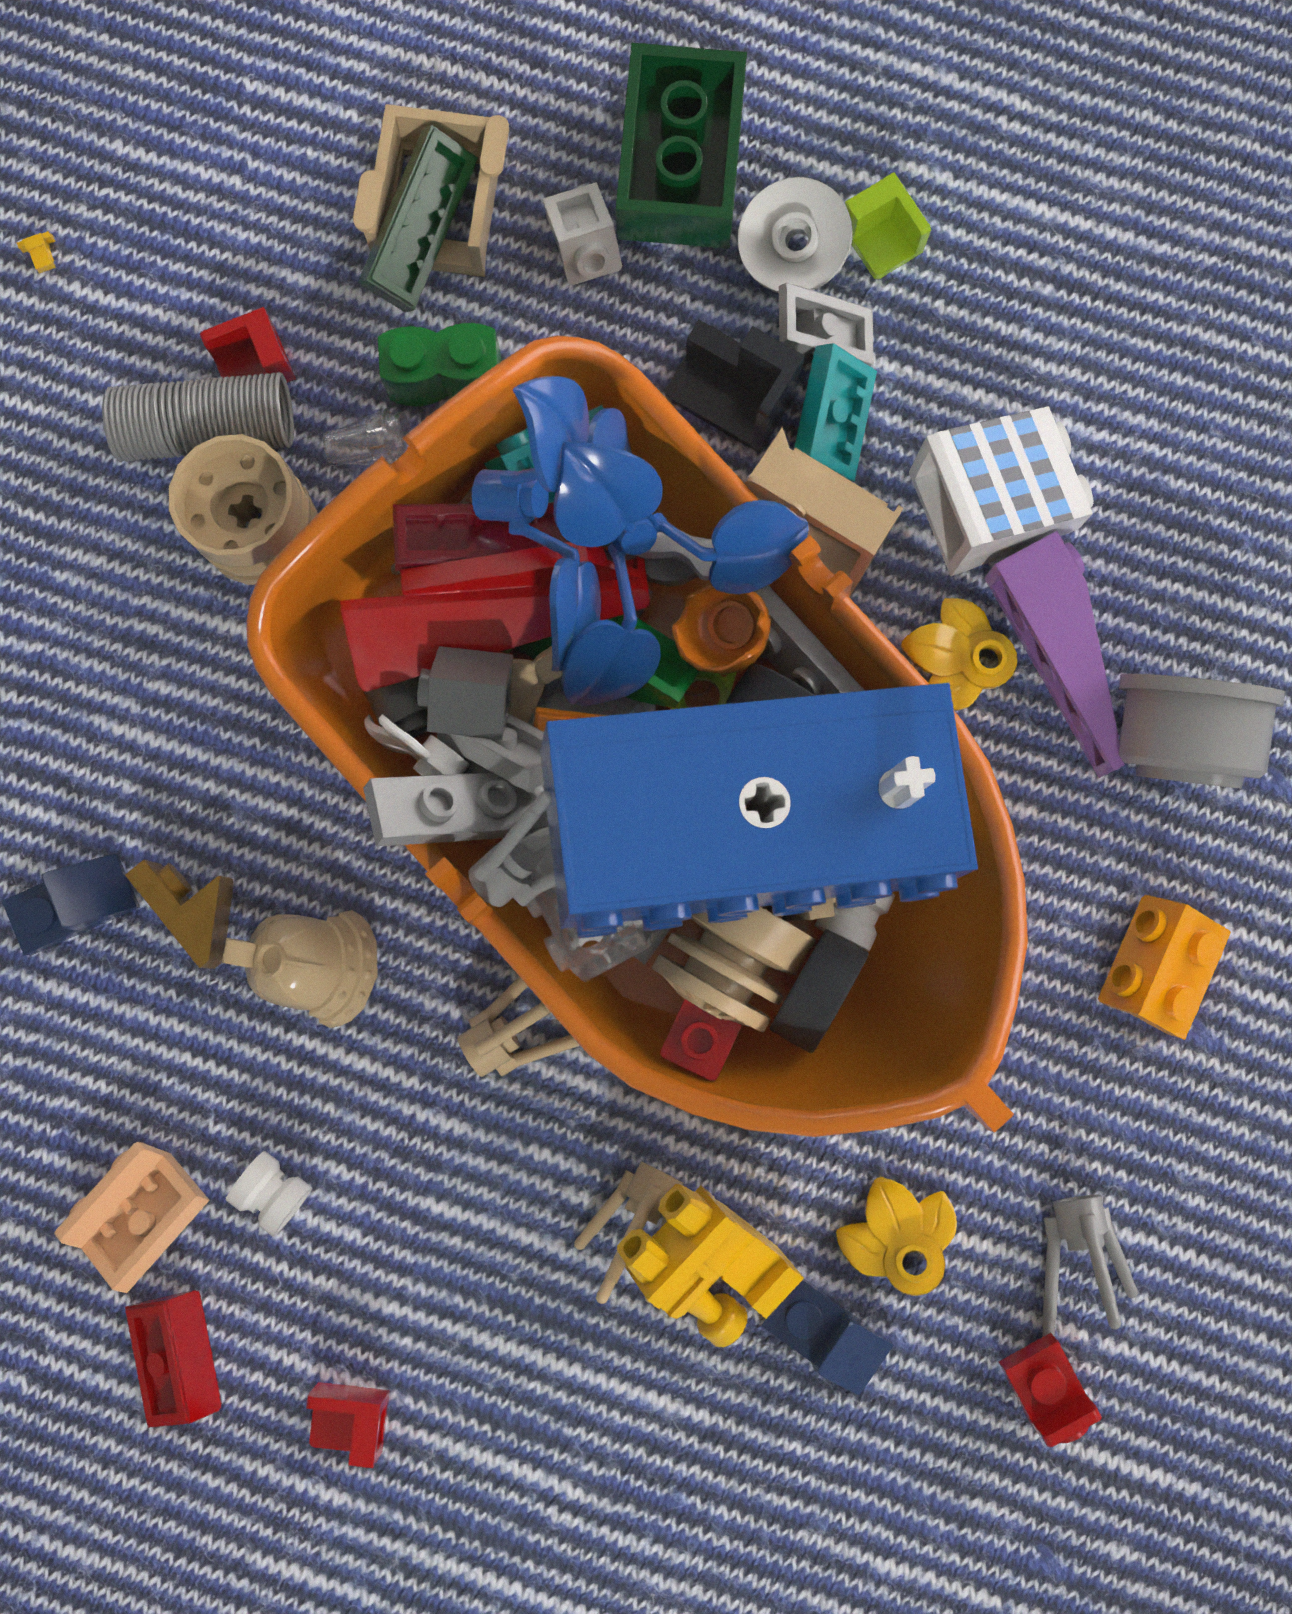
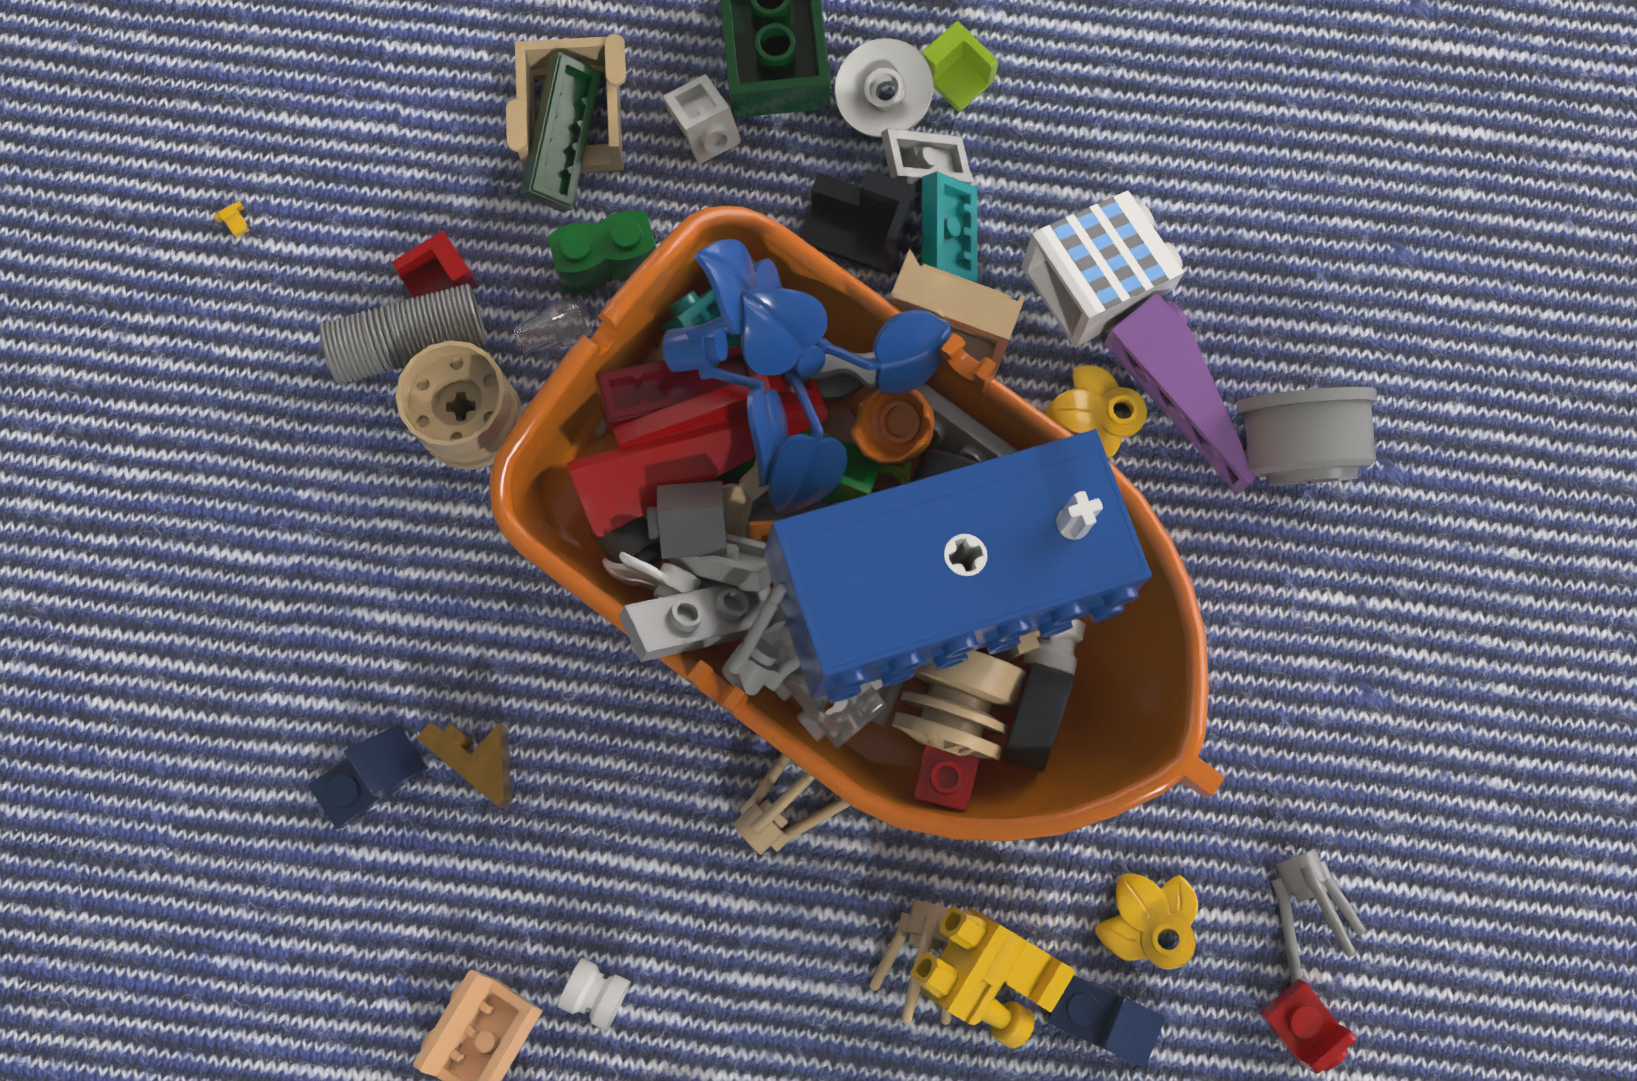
camera: 15 degrees left, 5 degrees down
(310, 964) = (590, 786): tan helmet -> none
(1164, 965) = (1327, 641): light orange bracket -> none

